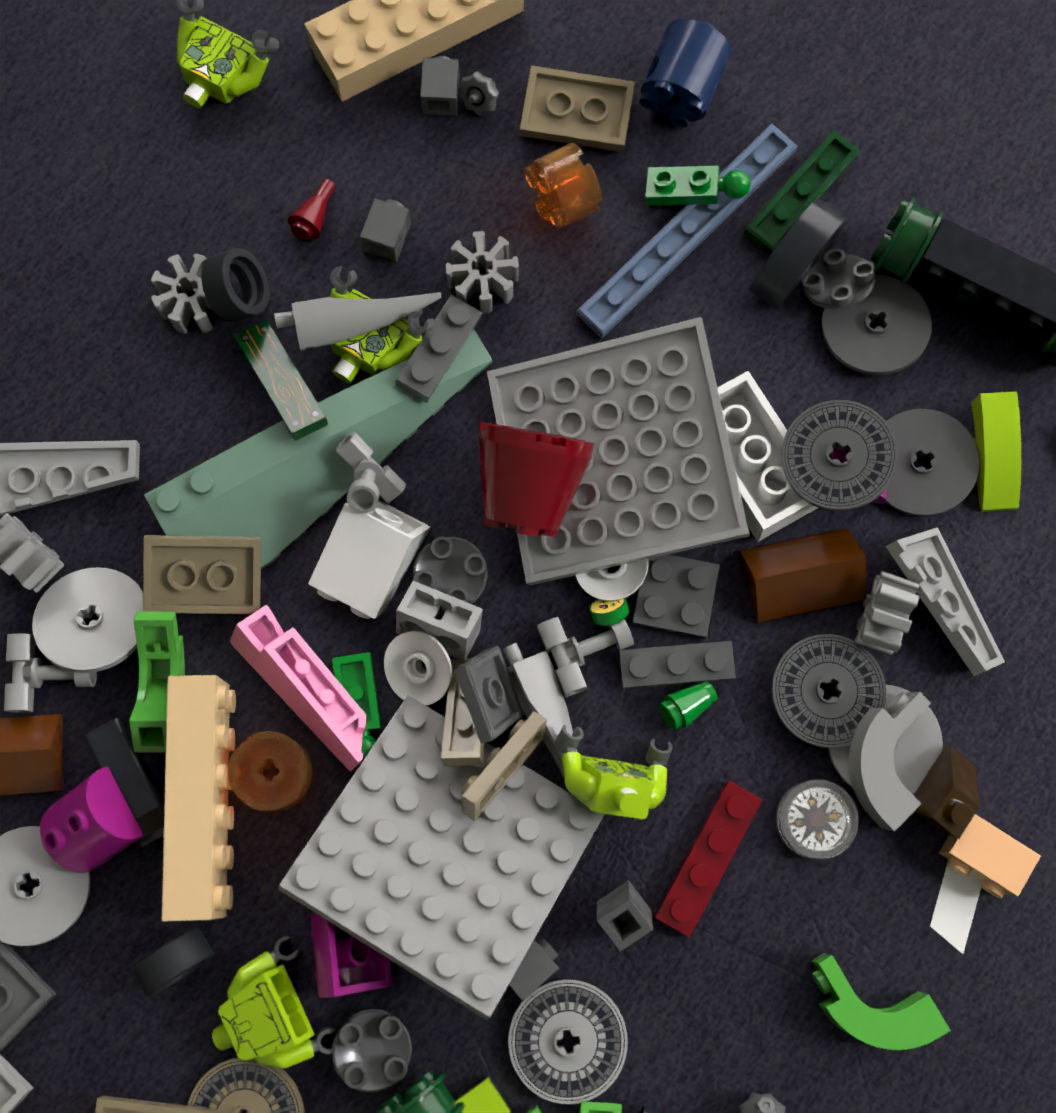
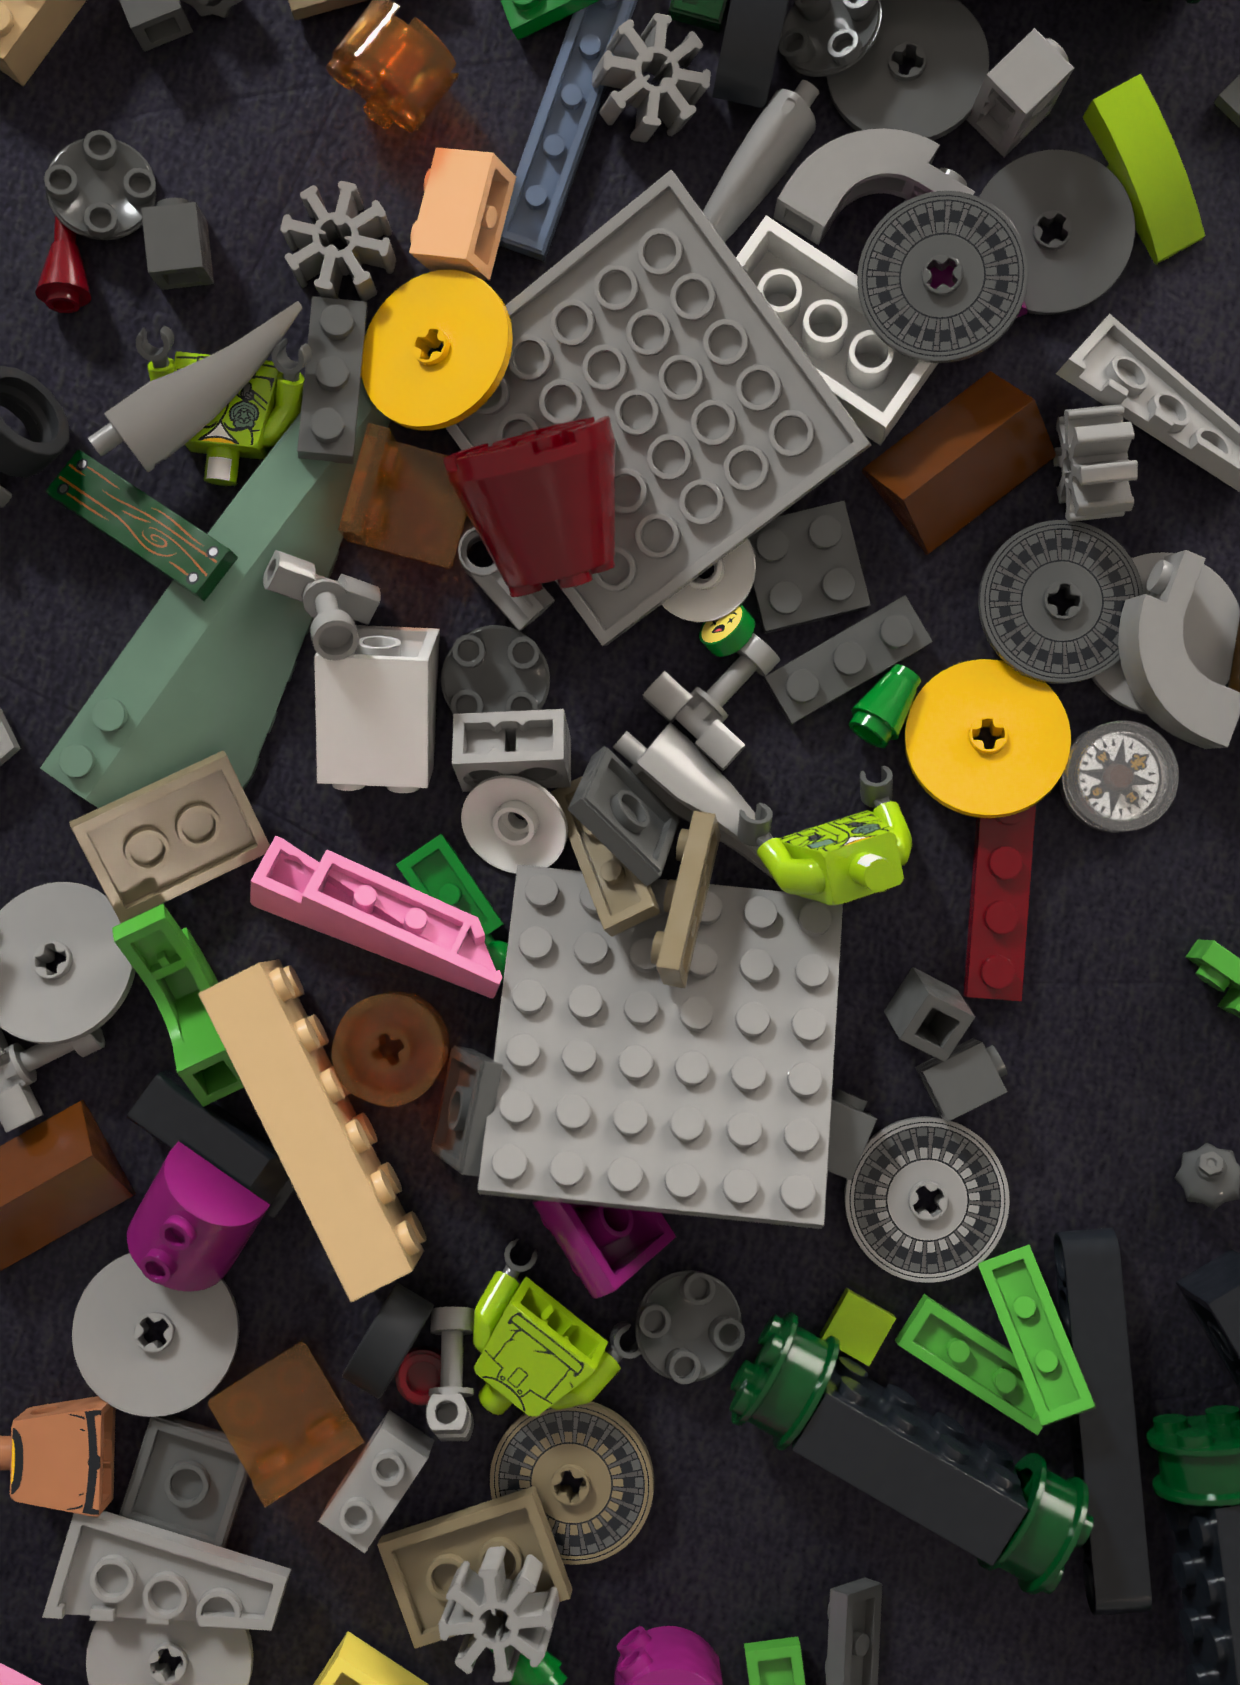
camera: 20 degrees left, 10 degrees up
(79, 984) = (284, 1422): none -> clear orange bracket
(118, 1054) = (376, 1481): none -> light grey brick
(184, 999) = (418, 1374): none -> dark red tile
(188, 1023) = (446, 1409): none -> light grey bar
(300, 829) = (465, 1104): none -> dark grey tile
(357, 176) = (100, 187): none -> dark grey dish
(444, 439) = (402, 501): none -> clear orange bracket
(486, 537) = (519, 610): none -> light grey piece
(510, 382) = (449, 384): none -> yellow piece
(564, 288) = (462, 212): none -> light nougat brick
(628, 970) = (965, 1080): none -> dark grey brick
(702, 252) = (636, 57): none -> light grey gear
(716, 768) = (959, 769): none -> yellow piece
(762, 338) = (763, 157): none -> light grey piece
(816, 369) = (856, 167): none -> light grey arch
(937, 369) = (1020, 91): none -> light grey brick

